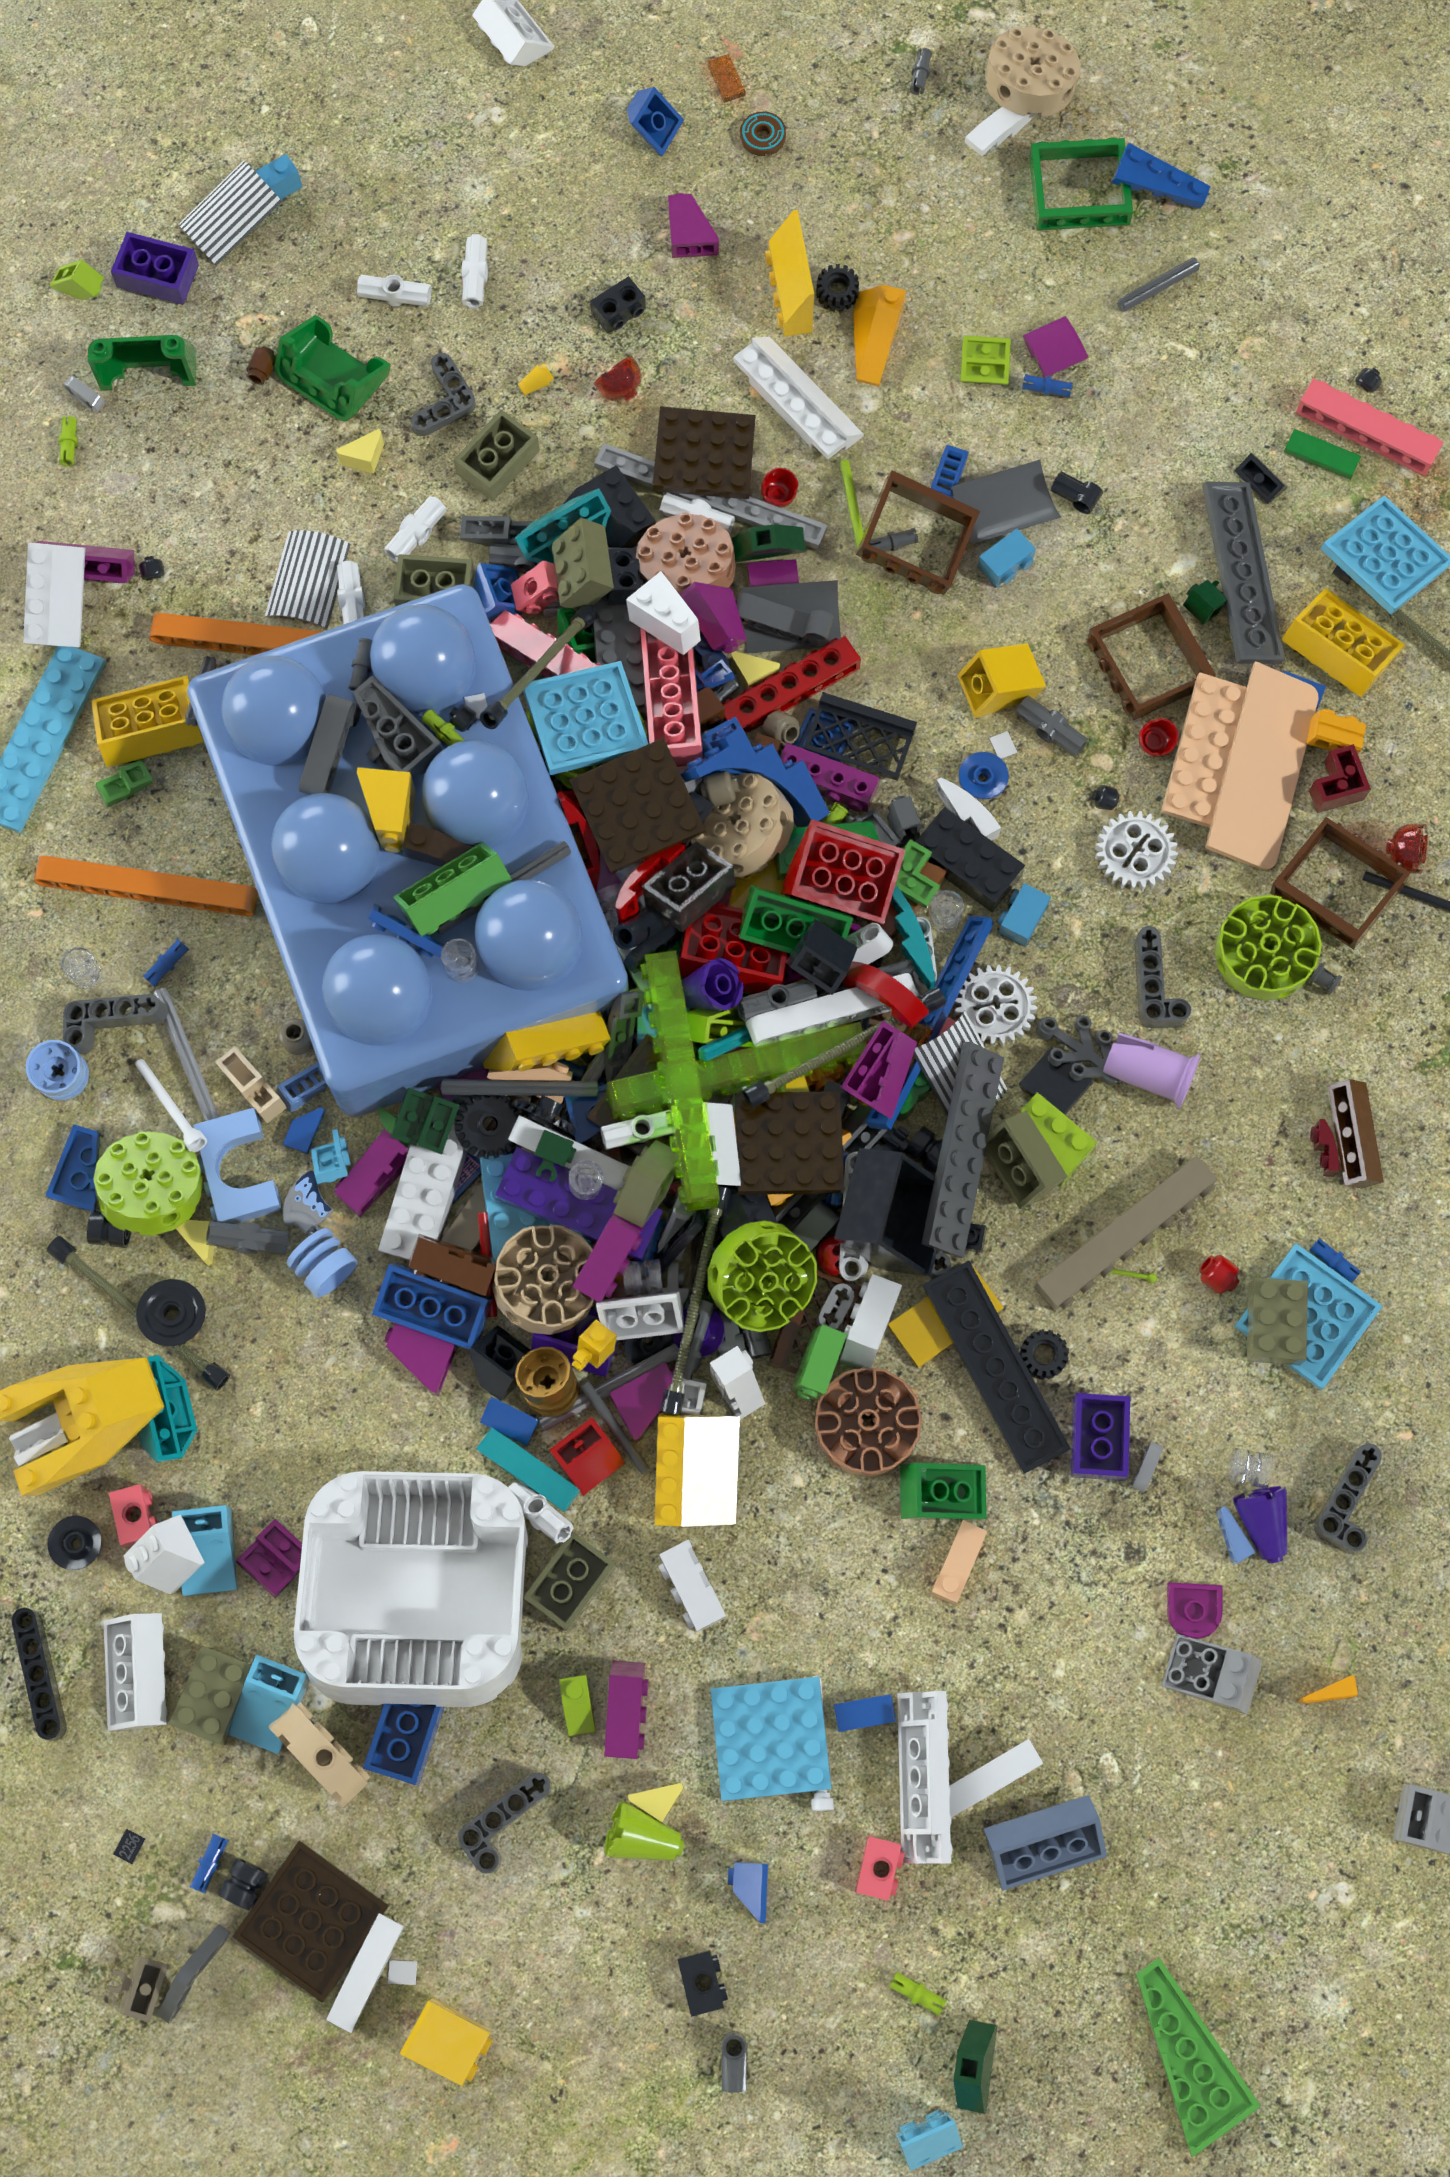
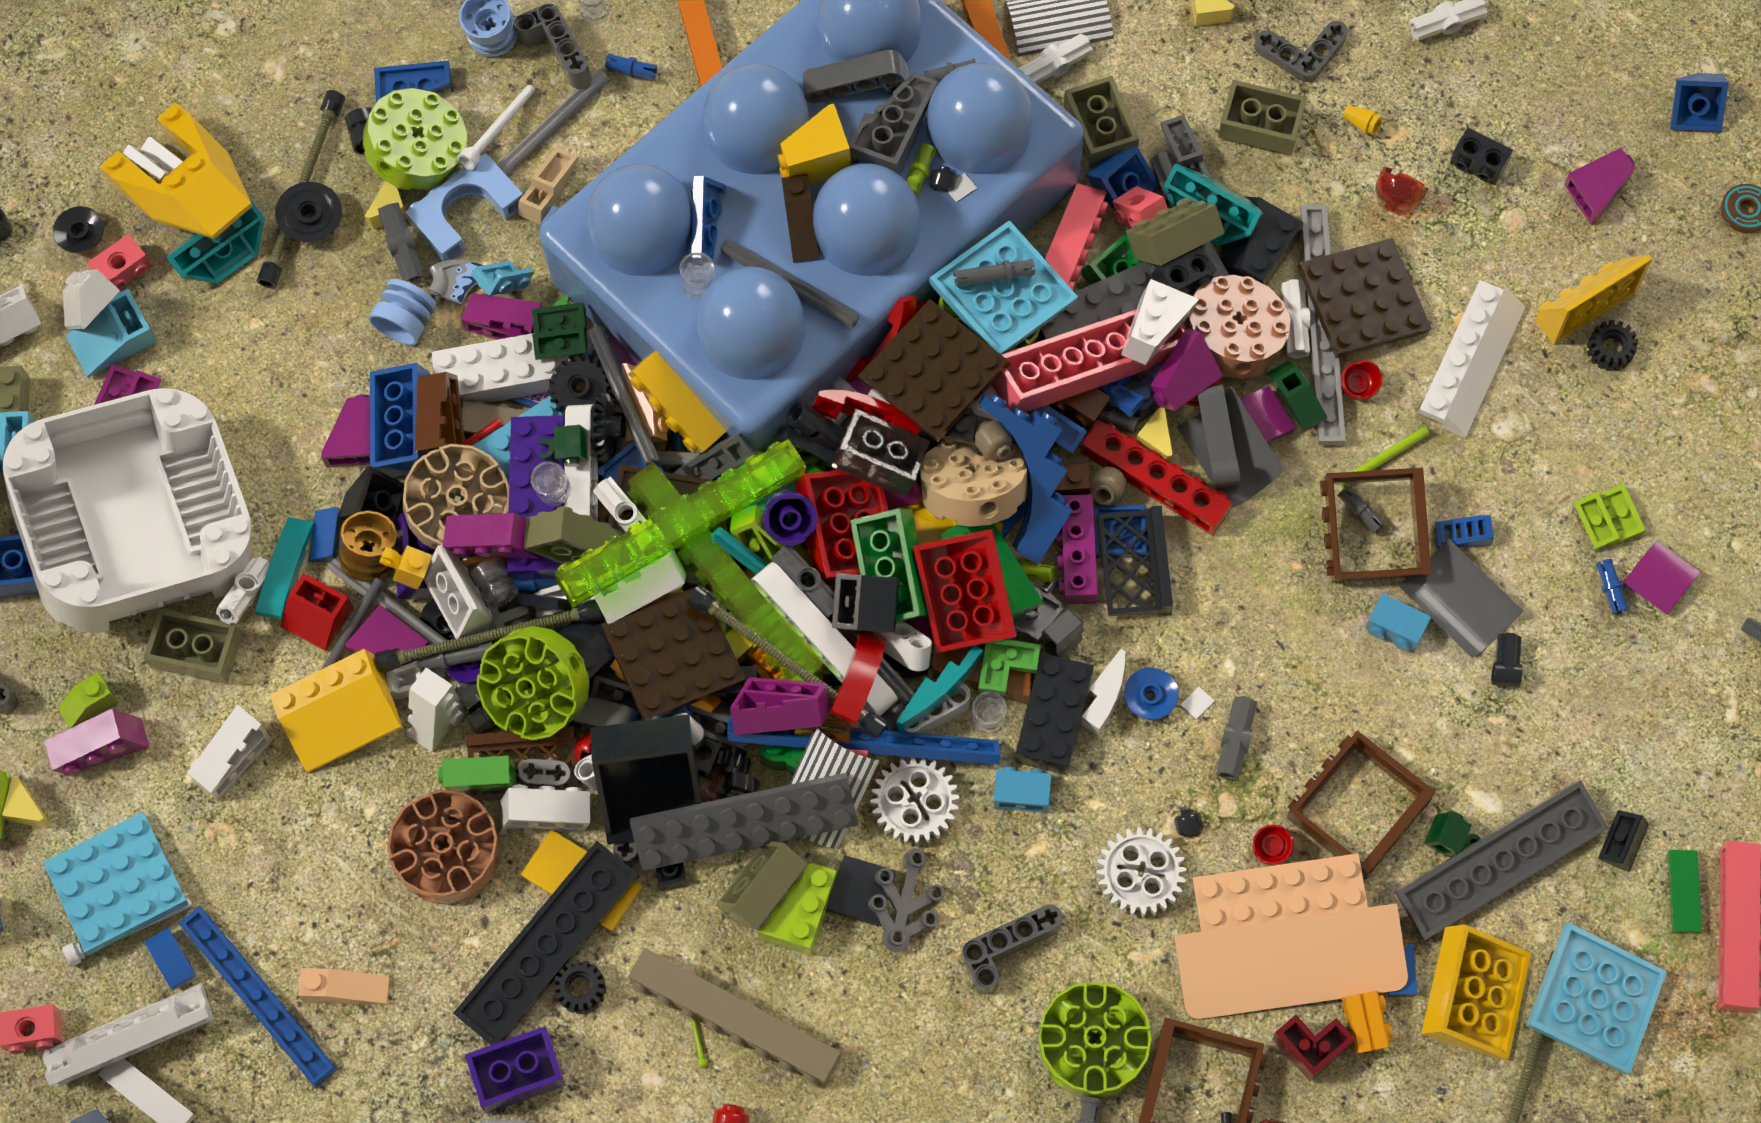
camera: 70 degrees right, 5 degrees down
(303, 1131) = (522, 248): blue tile -> none
(415, 528) = (1153, 83): white piece -> none
(452, 889) = (760, 237): bright green brick -> none
(495, 713) = (955, 201): hose -> none
(574, 705) = (1003, 271): none -> dark grey pin
(875, 327) = (1591, 399): light orange wedge -> none
(931, 1646) = (258, 996): none -> blue tile
(943, 1491) = (406, 946): green slope -> none
(1000, 678) = (1263, 669): yellow slope -> none
(1151, 1067) = (911, 975): lavender piece -> none

